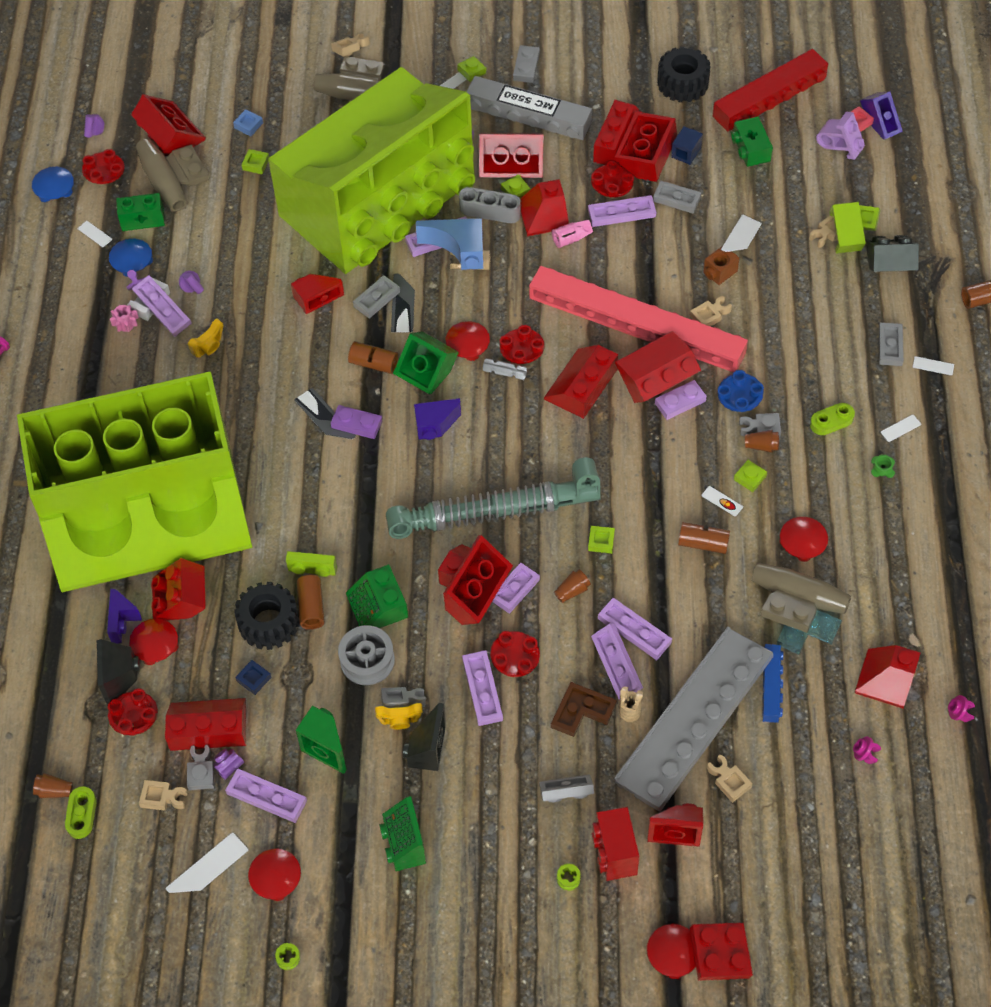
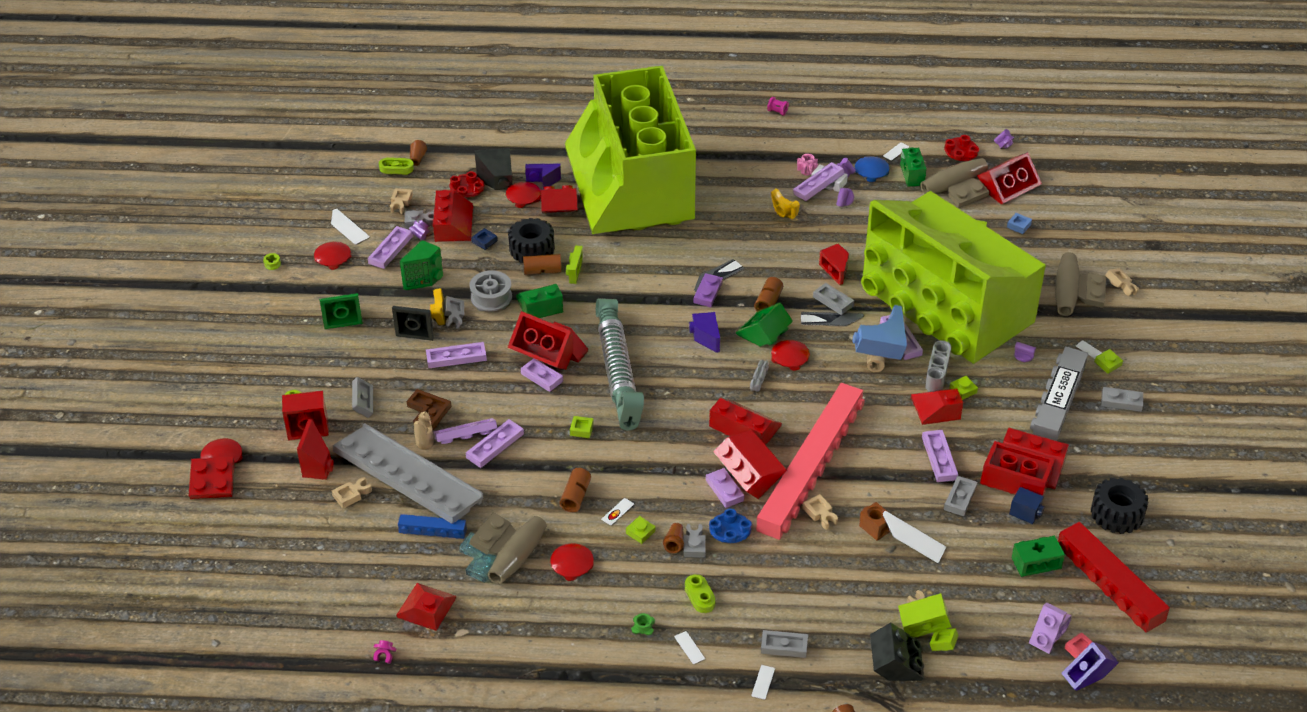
camera: 90 degrees right, 15 degrees down
(53, 183) = (943, 126): blue dish -> none
(511, 155) = (1001, 381): slope -> none
(515, 653) = (483, 374): red dish -> none
(522, 345) = (783, 385): red dish -> none
(572, 586) = (539, 408): dark orange cone -> none
(577, 231) = (910, 419): bright pink hinge -> none
(612, 180) = (974, 450): red dish -> none
(863, 748) = (358, 578): dark pink plate -> none

